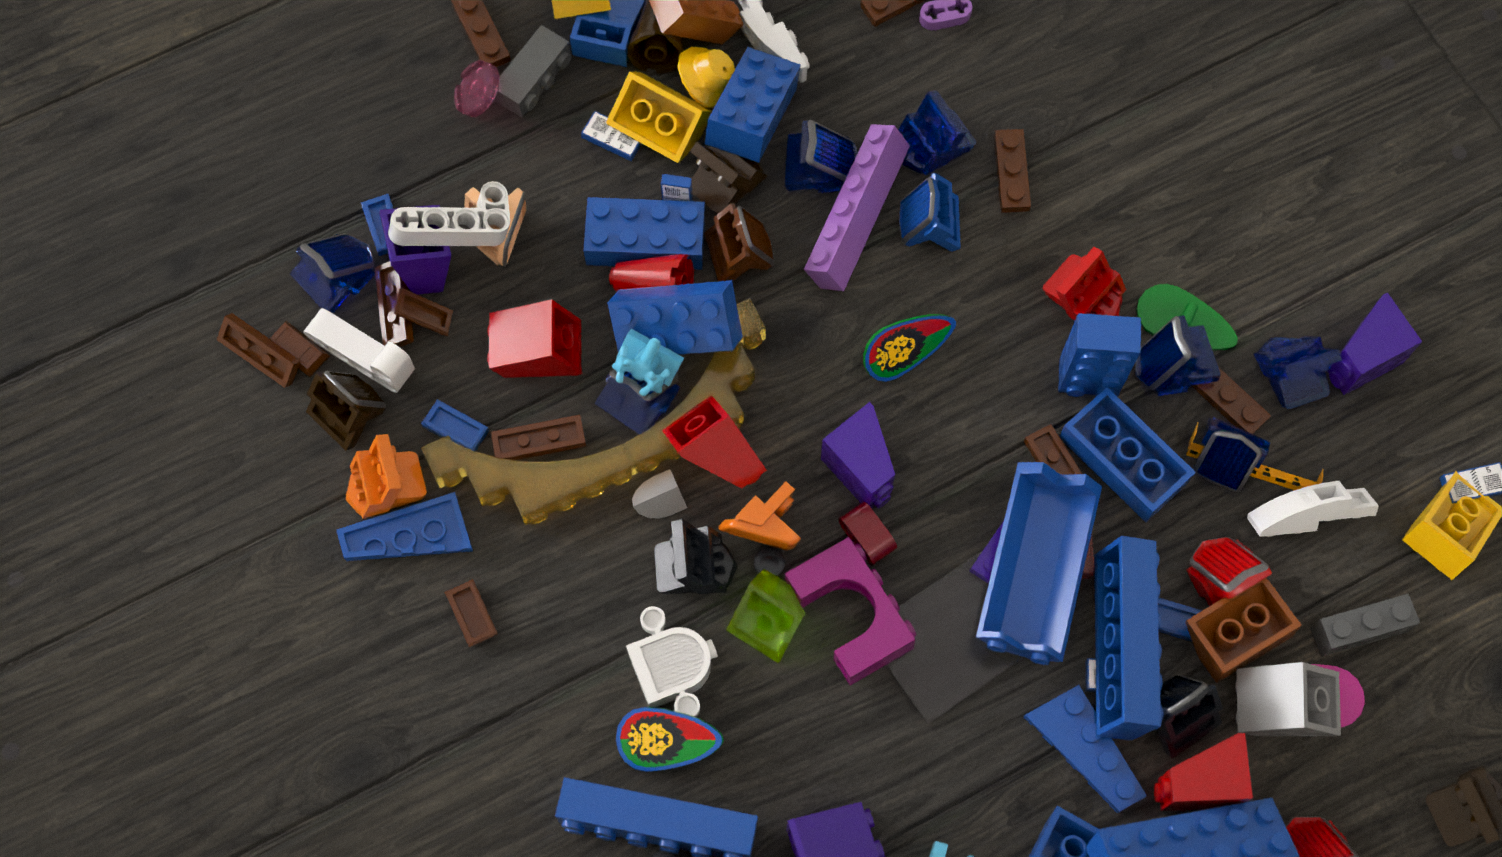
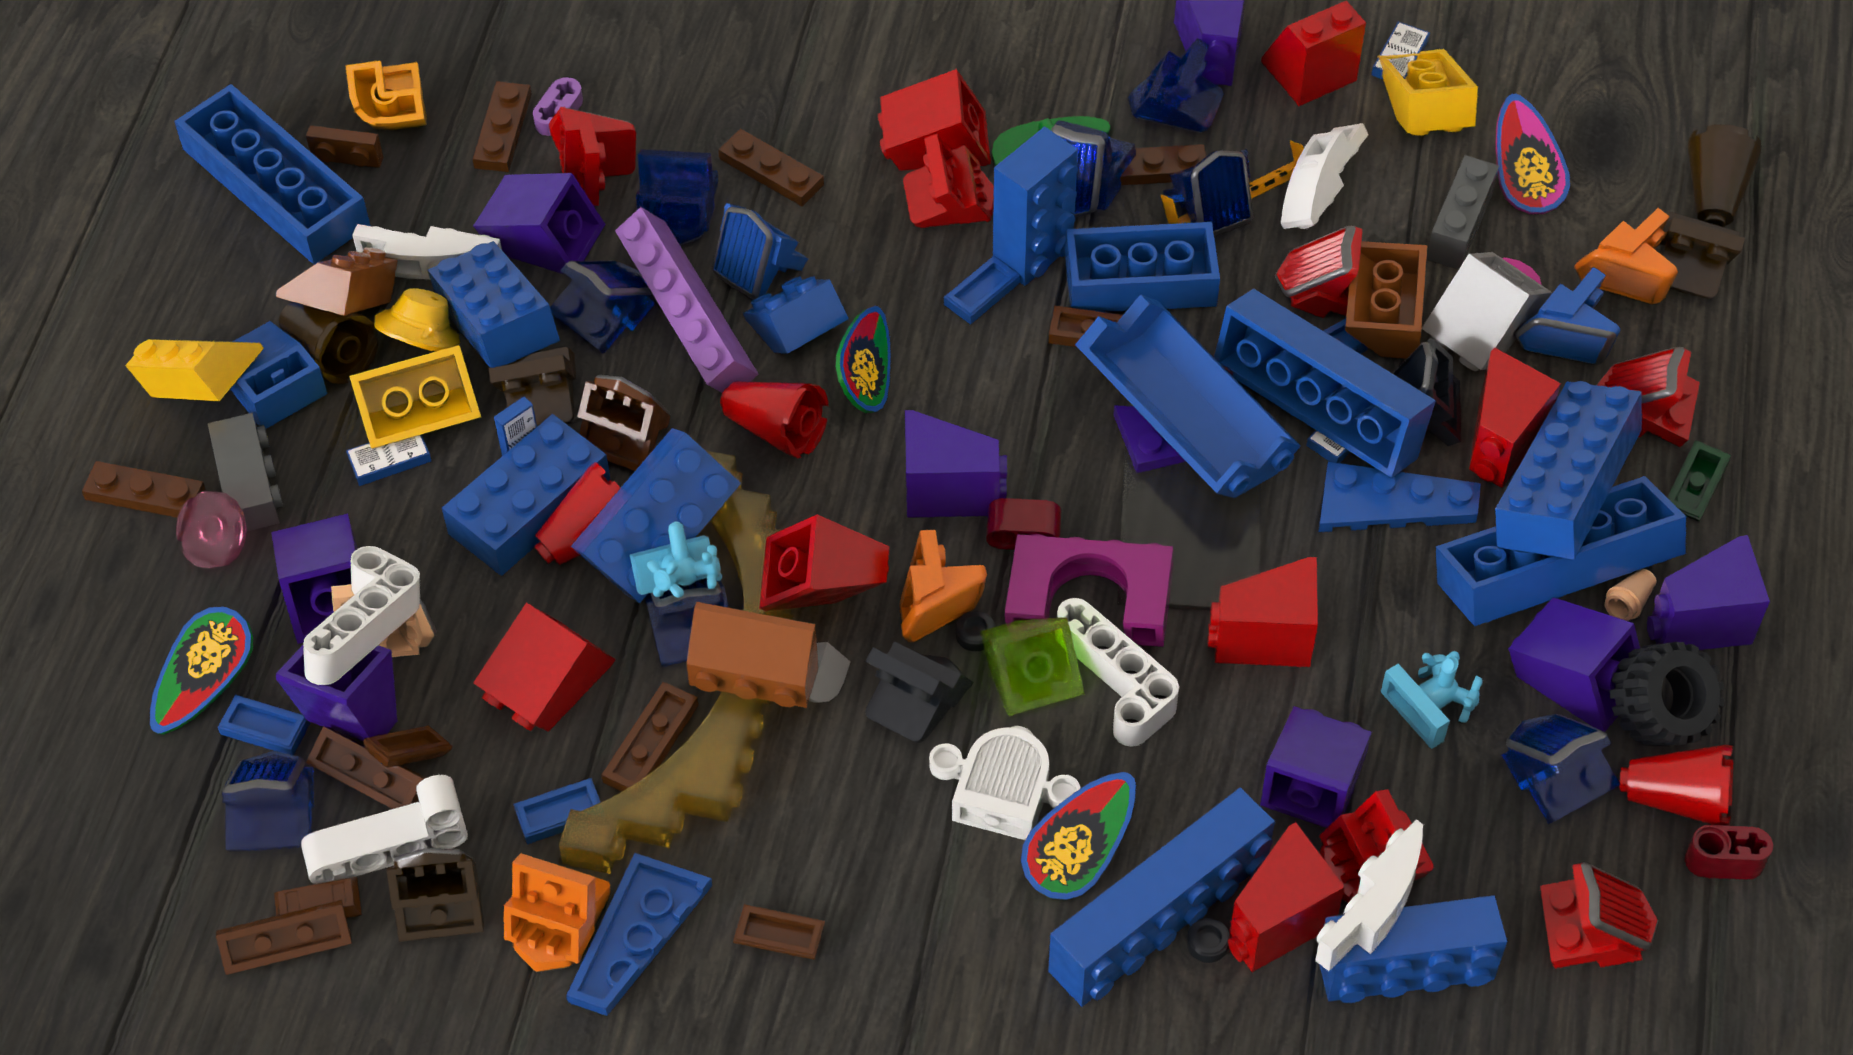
camera: 50 degrees left, 15 degrees down
(386, 161) = (200, 667): none -> shield
(498, 157) = (308, 564): none -> dark purple slope
(617, 456) = (752, 655): none -> dark orange slope
(808, 665) = (1137, 690): none -> white beam
(821, 327) = (778, 413): none -> red cone
(845, 77) = (541, 219): none -> dark purple slope
(907, 276) = (796, 313): none -> blue slope
(916, 737) = (1267, 617): none -> red slope
(921, 60) = (593, 148): none -> red piece
(1029, 369) = (982, 290): none -> blue tile
(1132, 239) = (930, 108): none -> red slope
(1323, 765) = (1570, 325): none -> blue piece
(1410, 434) = (1318, 53): none -> red slope
(1416, 768) = (1632, 262): none -> orange piece
(1453, 637) = (1529, 159): none -> shield

